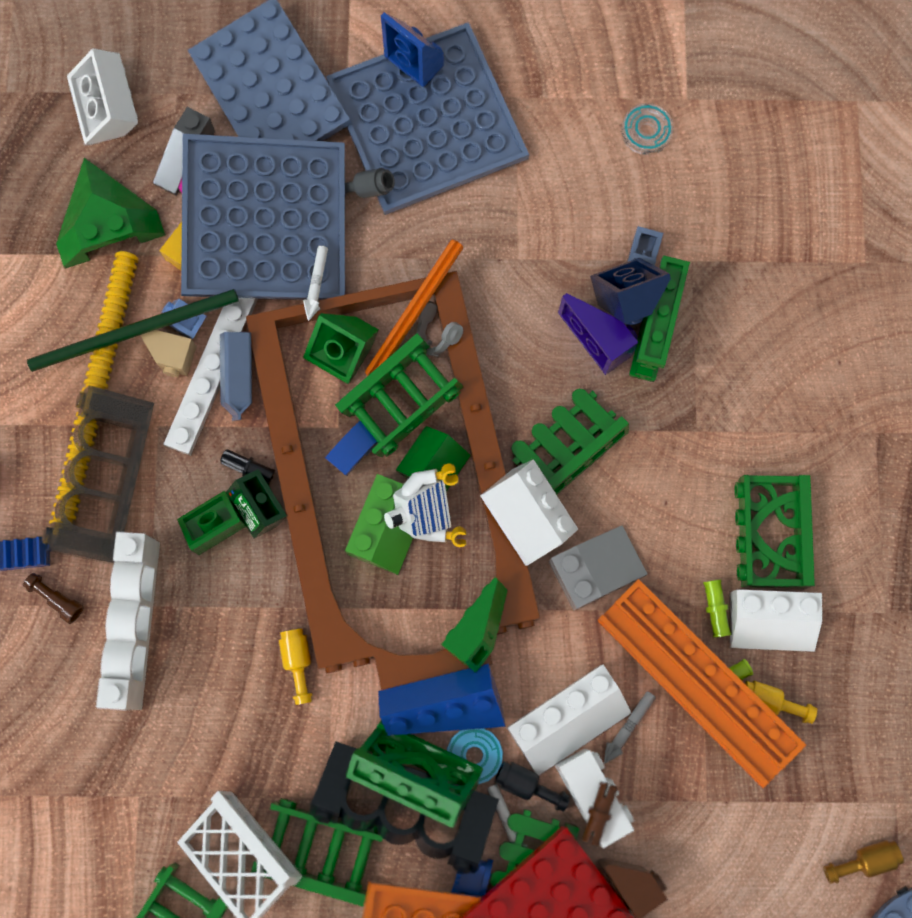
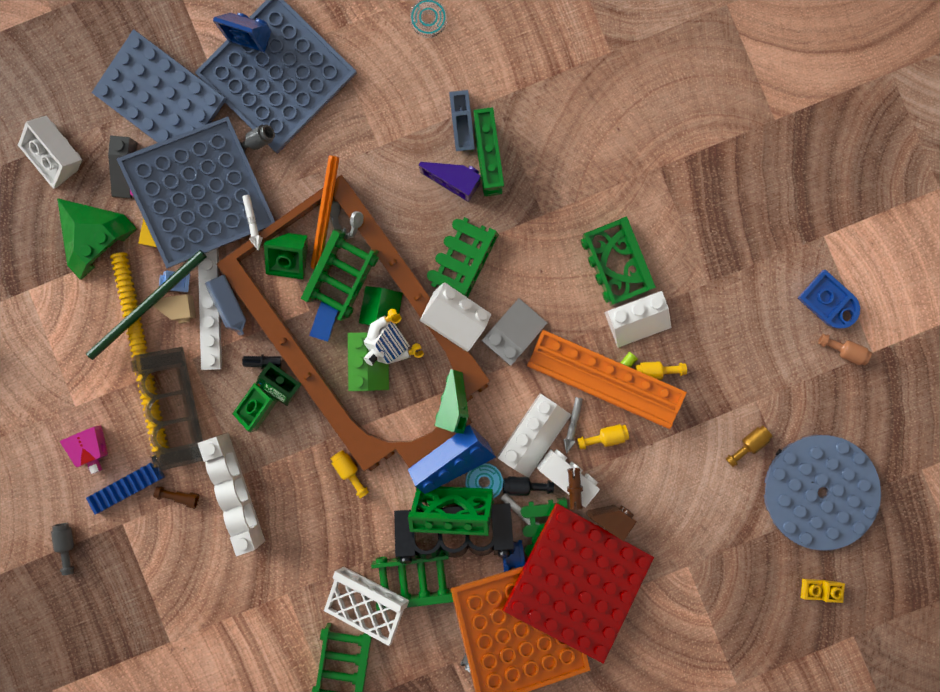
camera: 20 degrees left, 10 degrees up
(630, 290) = (461, 141): dark blue slope -> none
(671, 764) = (608, 437): none -> yellow piece
(717, 608) = (599, 326): lime pin -> none

